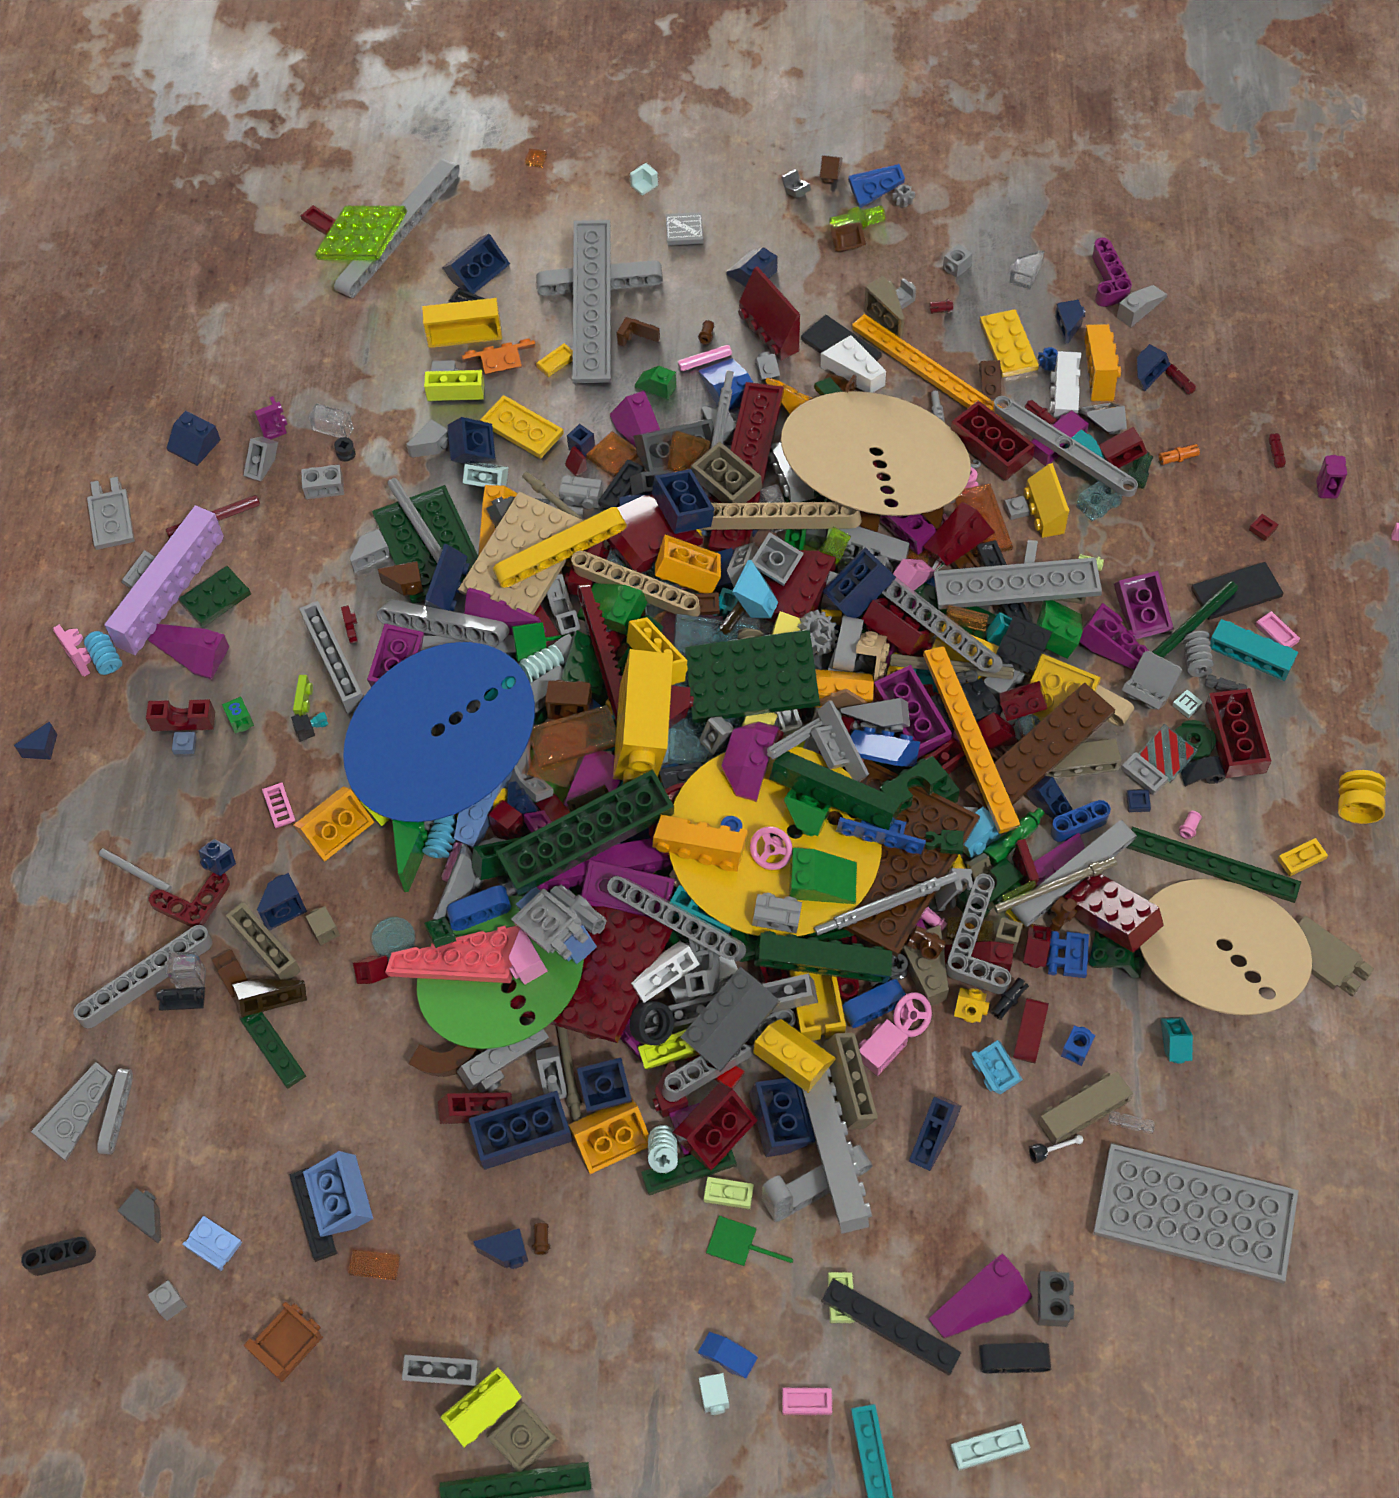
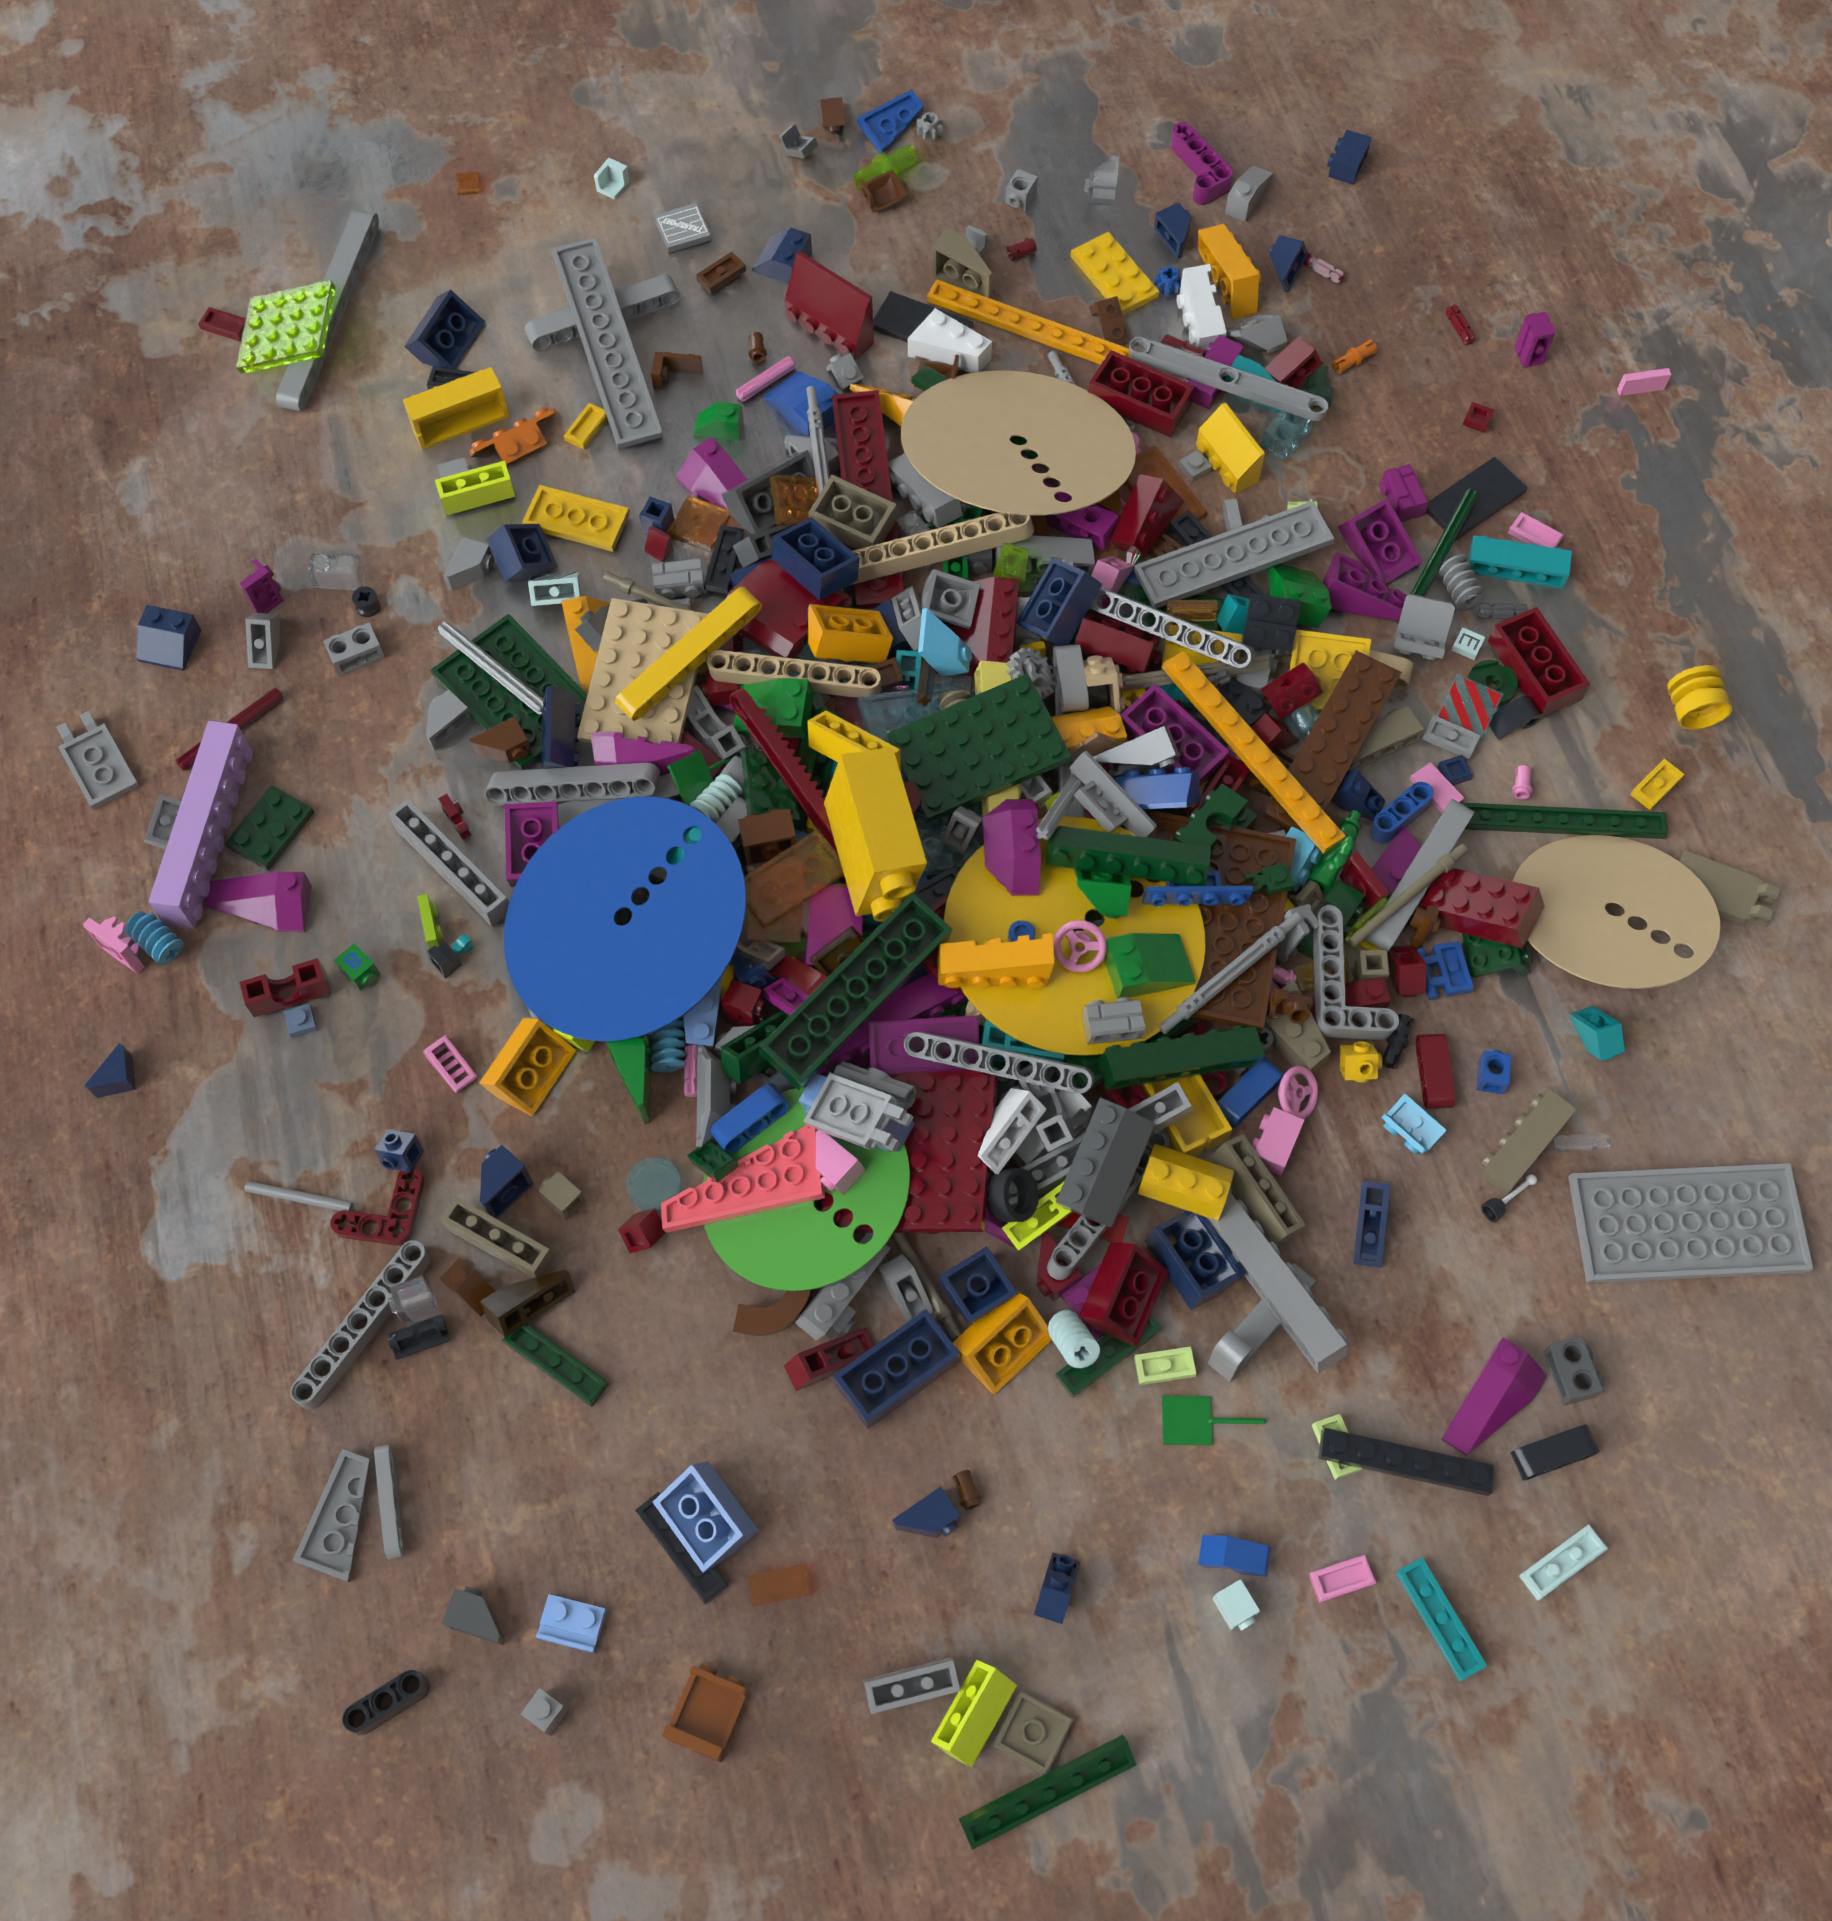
camera: 20 degrees left, 5 degrees up
(580, 1334) = (1057, 1588): none -> dark blue slope
(700, 269) = (721, 272): none -> reddish brown plate
(1119, 808) = (1442, 789): none -> bright pink tile
(1178, 571) = (1404, 492): none -> magenta brick
(1234, 296) = (1349, 156): none -> dark blue brick

